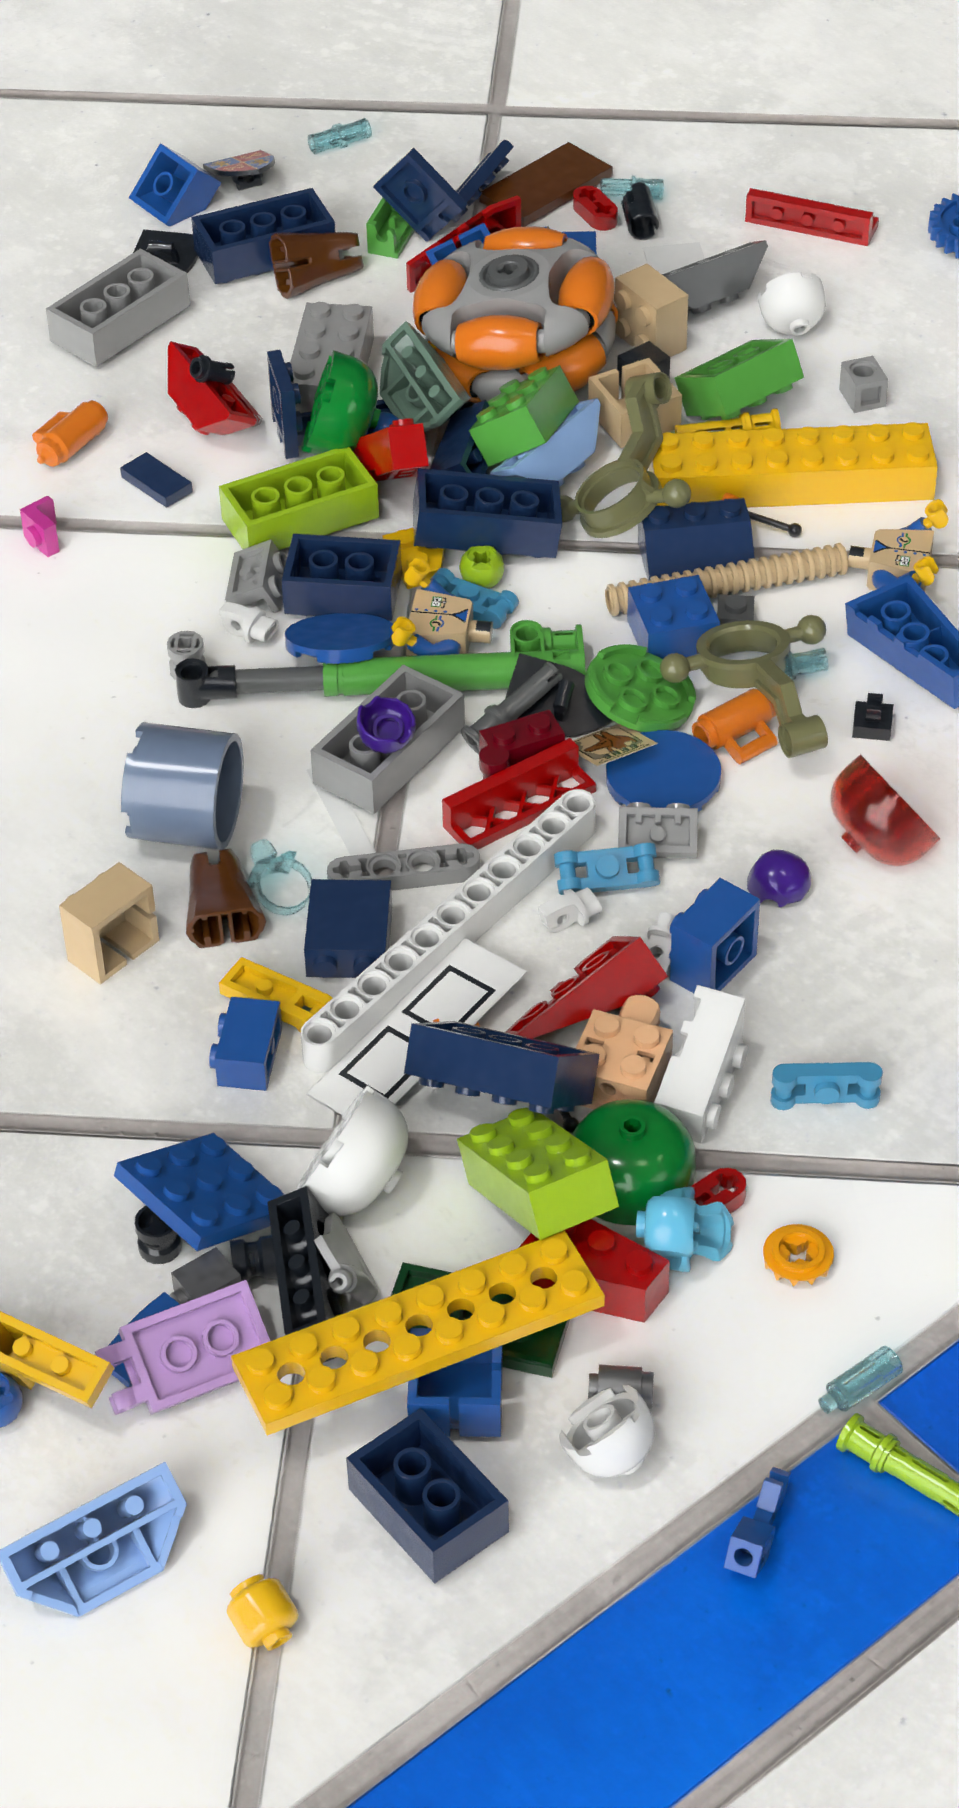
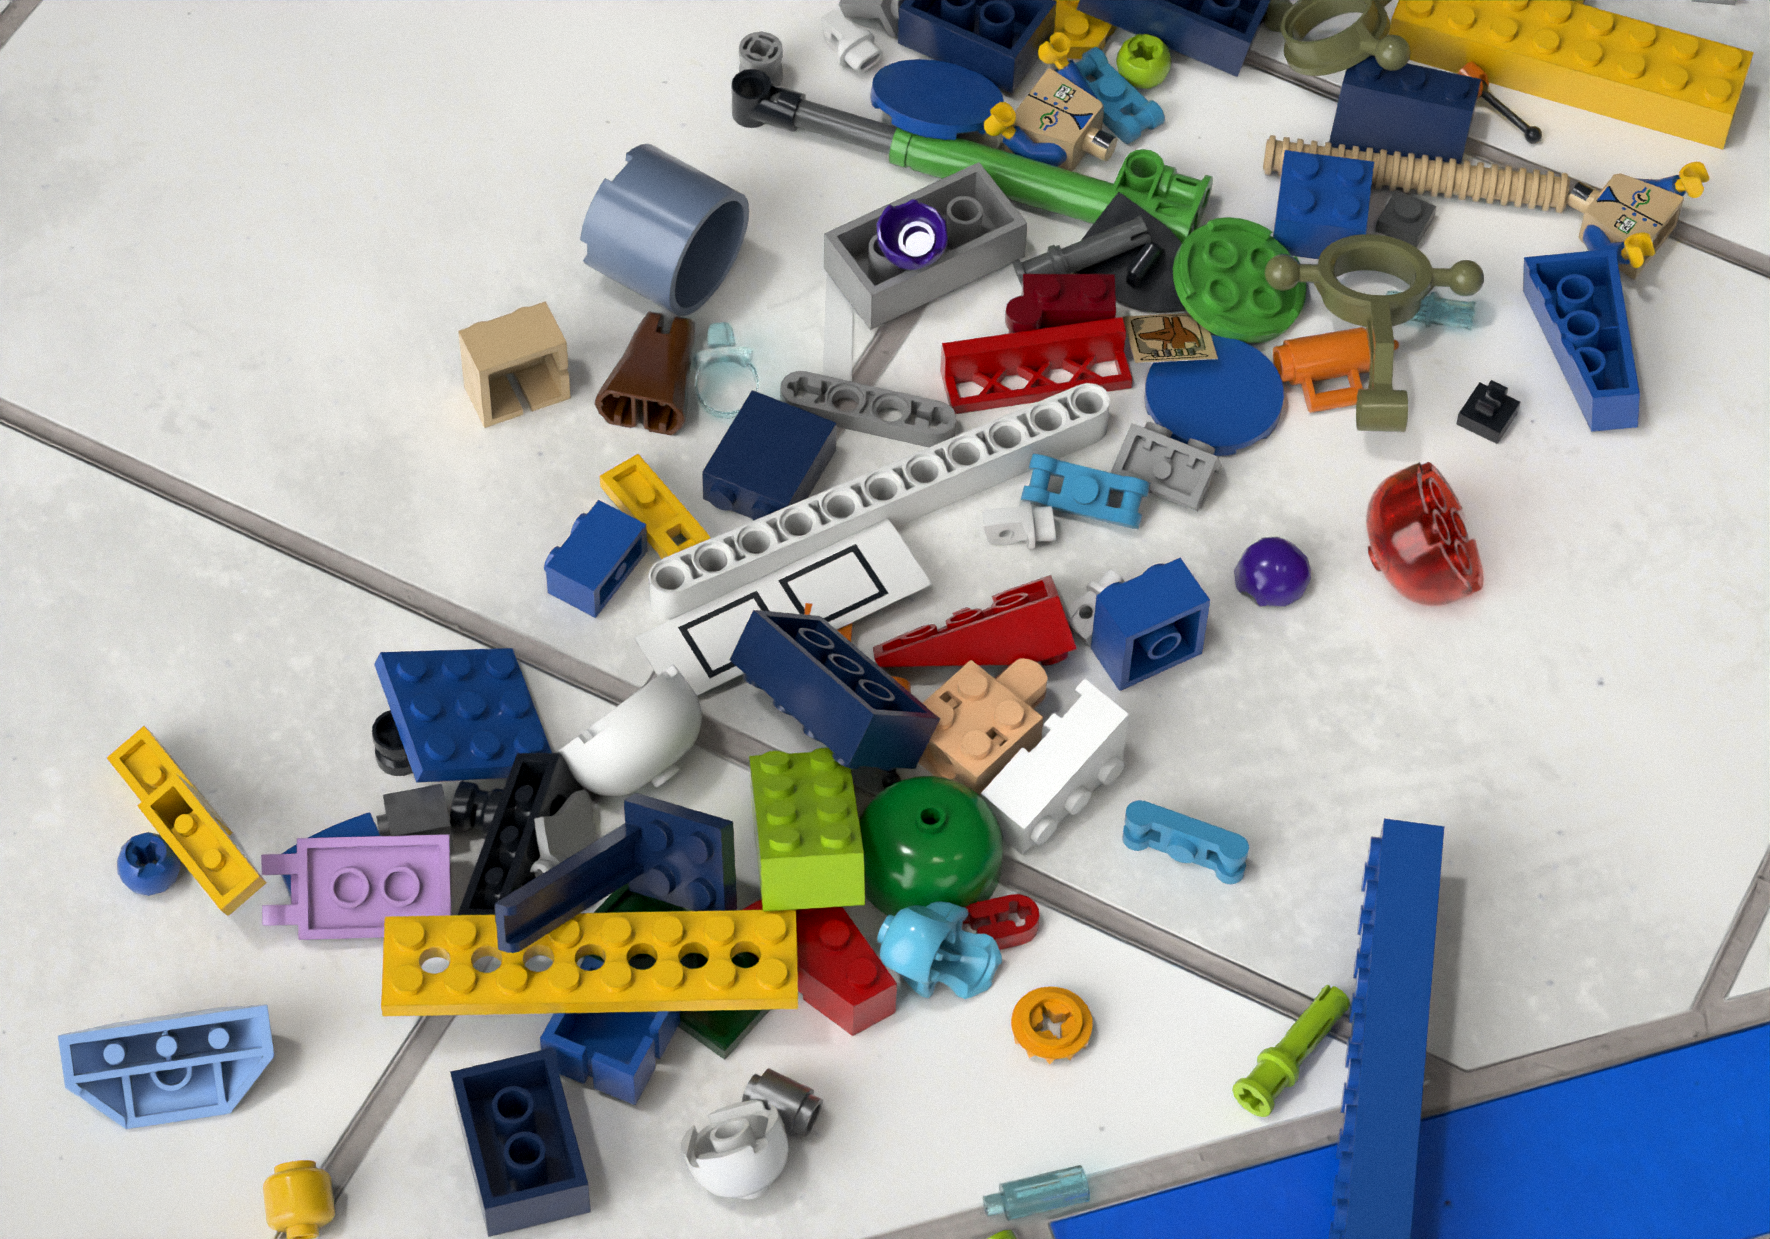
camera: 20 degrees right, 10 degrees up
(429, 1231) = (658, 850): none -> dark blue bracket

